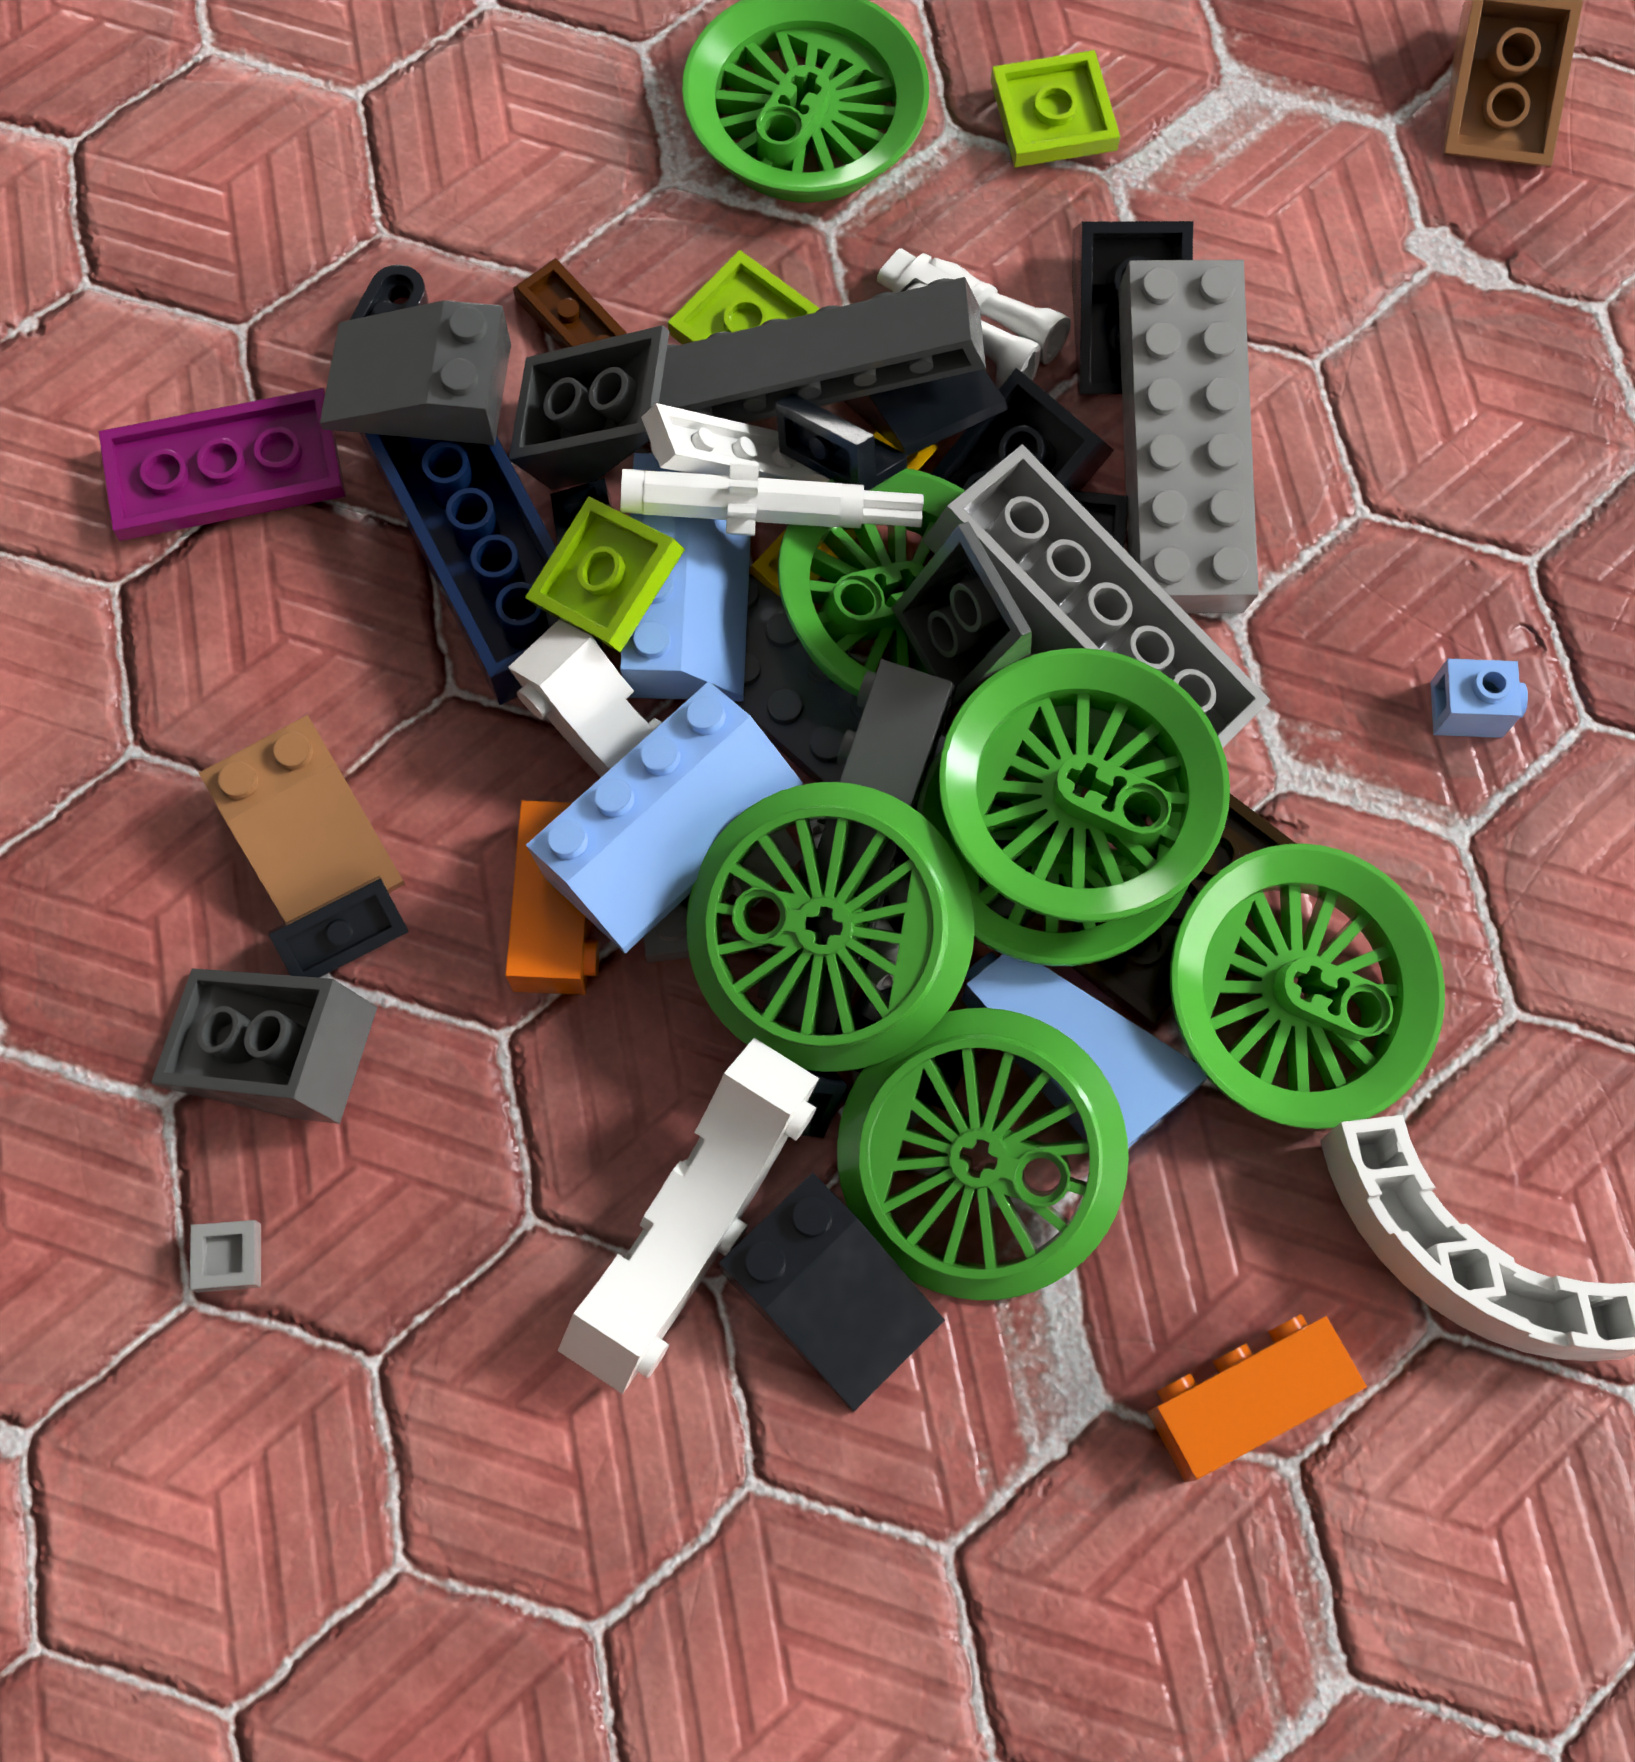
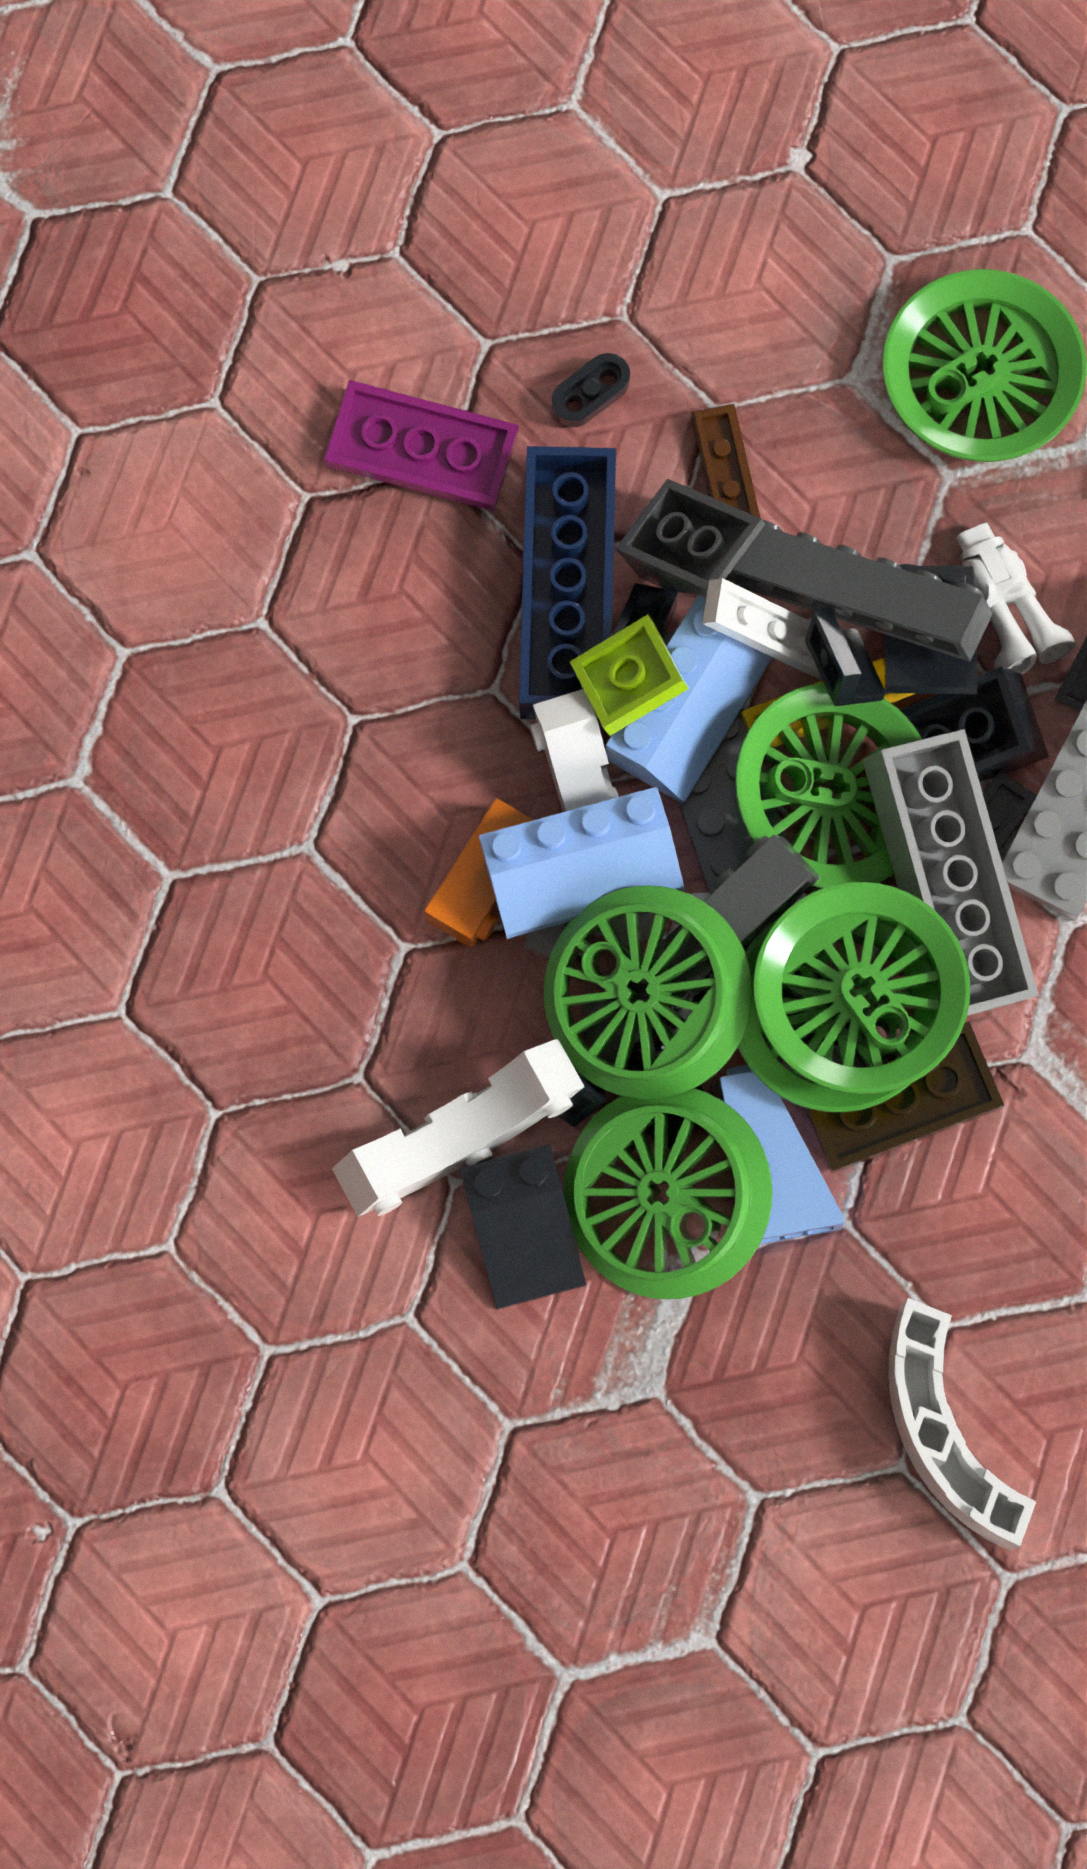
camera: 35 degrees right, 5 degrees up
(225, 1256) = (157, 997): light grey plate -> none
(267, 1043) = (250, 872): dark grey slope -> none
(298, 820) = (345, 739): medium nougat slope -> none
(339, 930) = (333, 822): black plate -> none
(420, 373) = (583, 461): dark grey slope -> none
(736, 300) = (846, 514): lime plate -> none
(749, 499) = (752, 672): white piece -> none
(963, 616) = (848, 834): dark grey slope -> none
(1254, 1396) = (754, 1438): orange brick -> none
(1401, 1012) = (892, 1138): bright green piece -> none

